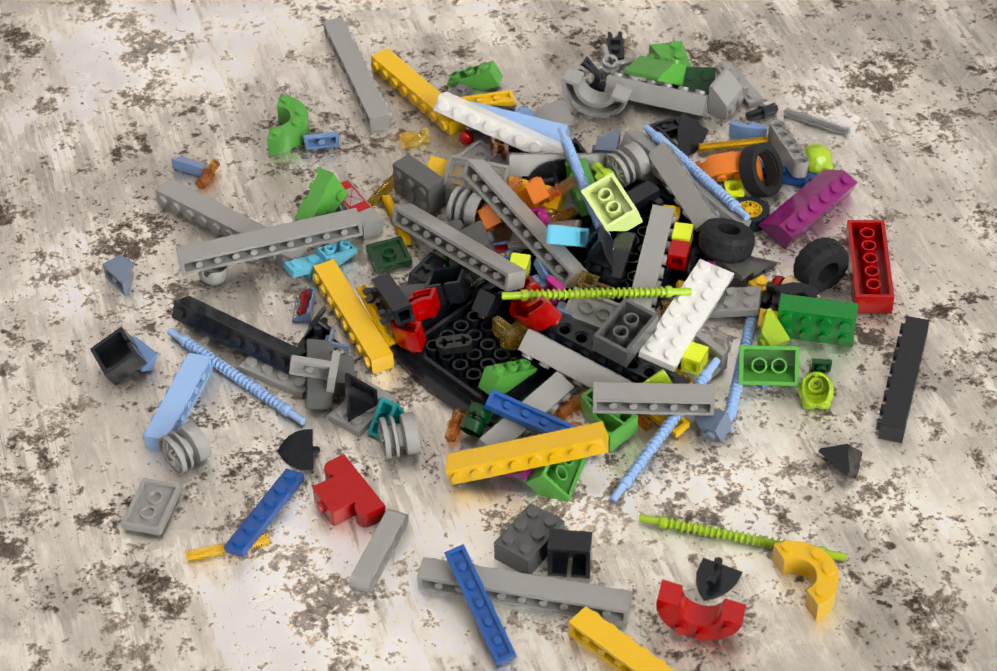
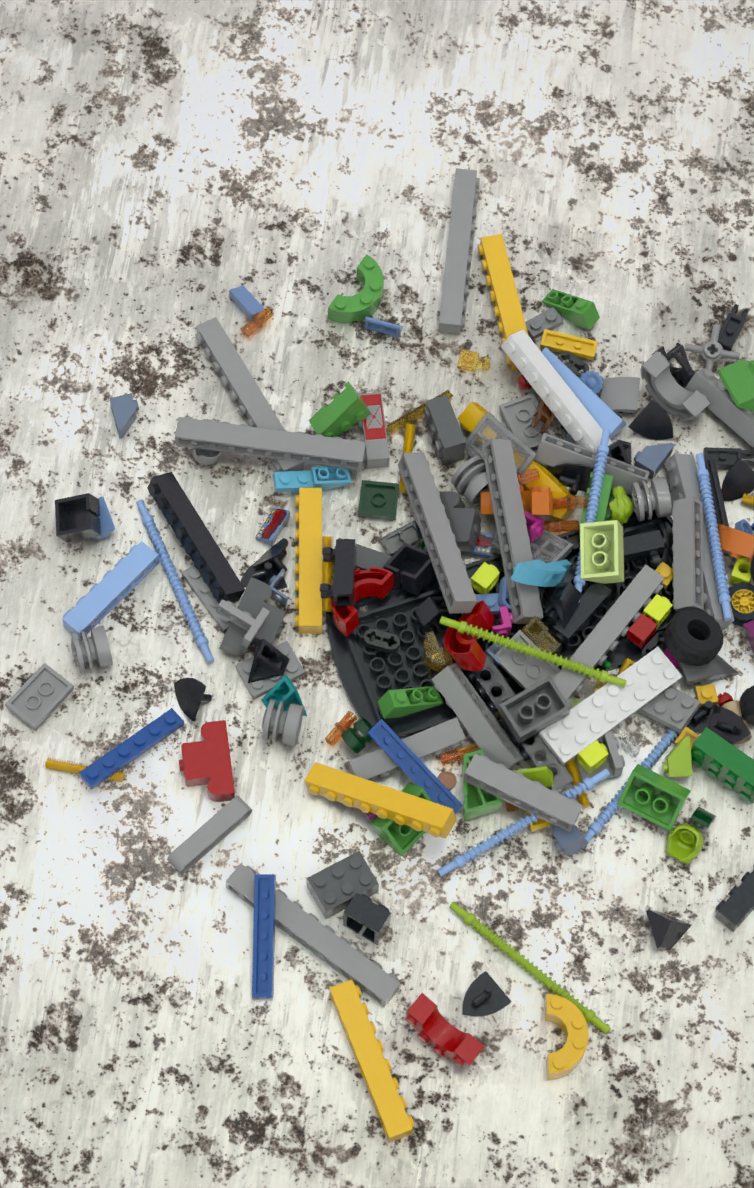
camera: 20 degrees right, 20 degrees up
(592, 122) = (653, 423): none -> black shield

